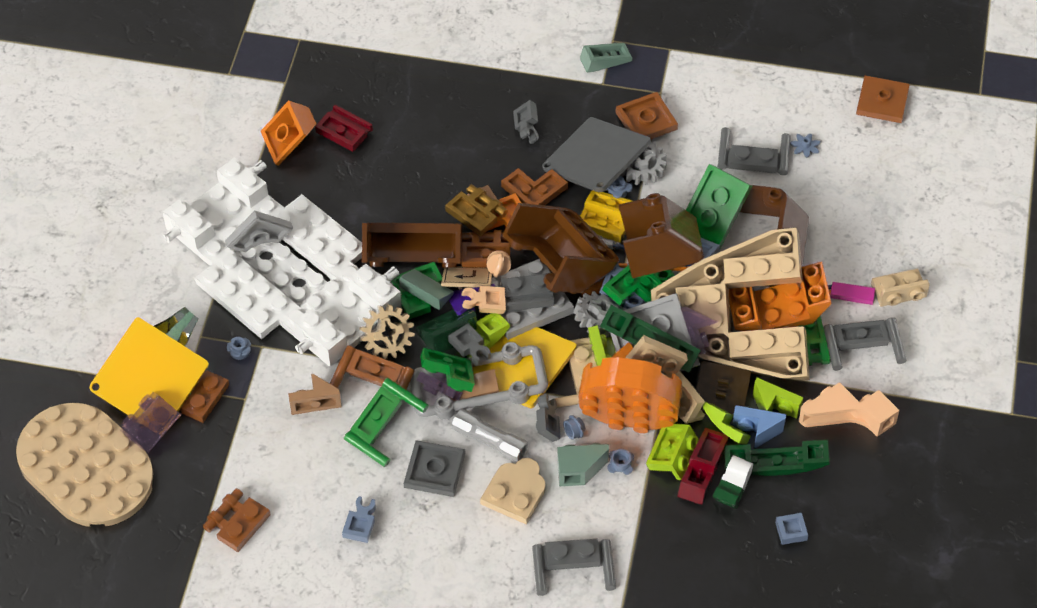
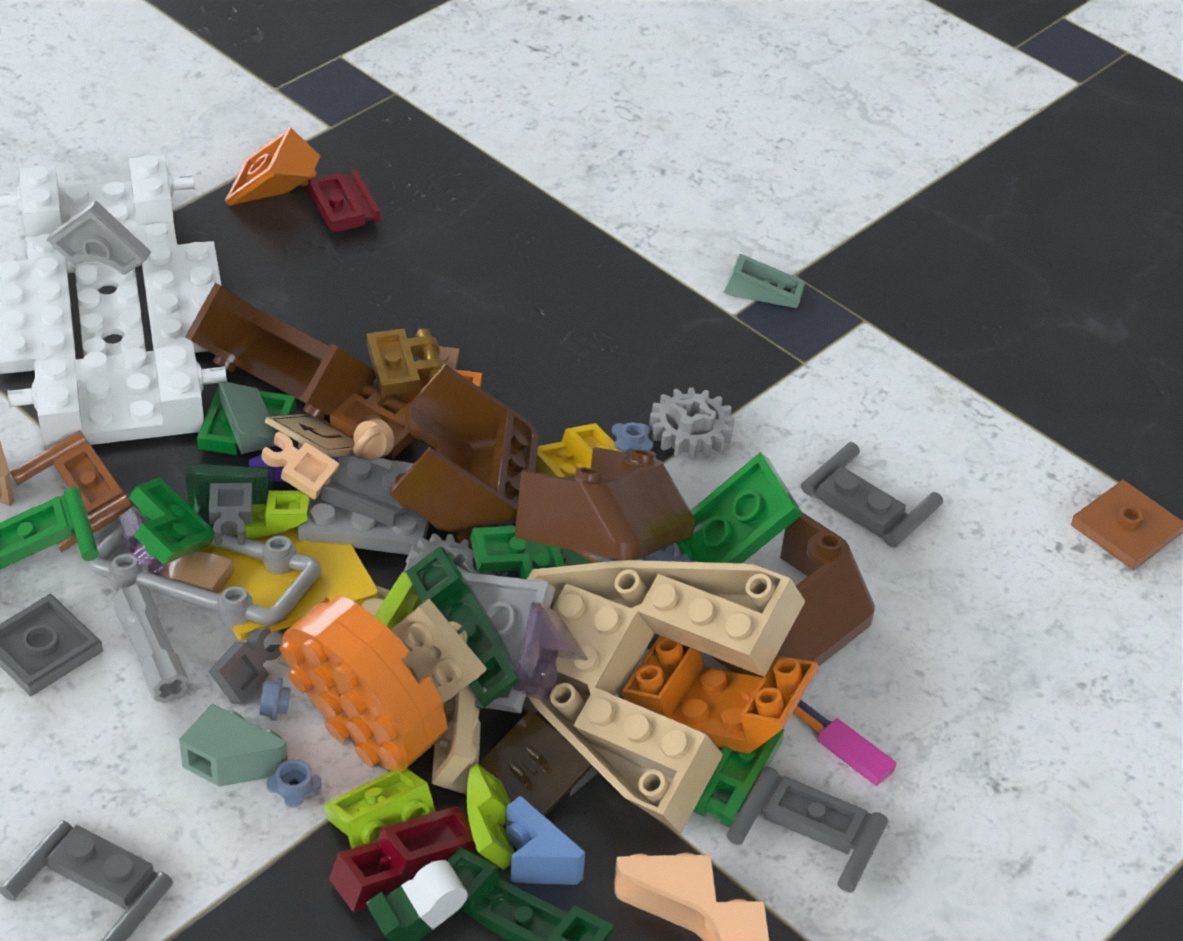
camera: 30 degrees right, 10 degrees down
(383, 321) = (146, 423): tan gear -> none
(515, 490) = (115, 734): tan plate -> none
(524, 119) = (583, 301): dark grey plate -> none
(537, 192) = (515, 389): dark orange plate -> none
(596, 154) = (635, 382): dark grey piece -> none
(647, 116) = (751, 377): dark orange plate -> none
(773, 397) = (594, 824): lime slope -> none
(805, 144) = (956, 524): sand blue plant -> none
(900, 287) = (937, 784): tan bracket -> none

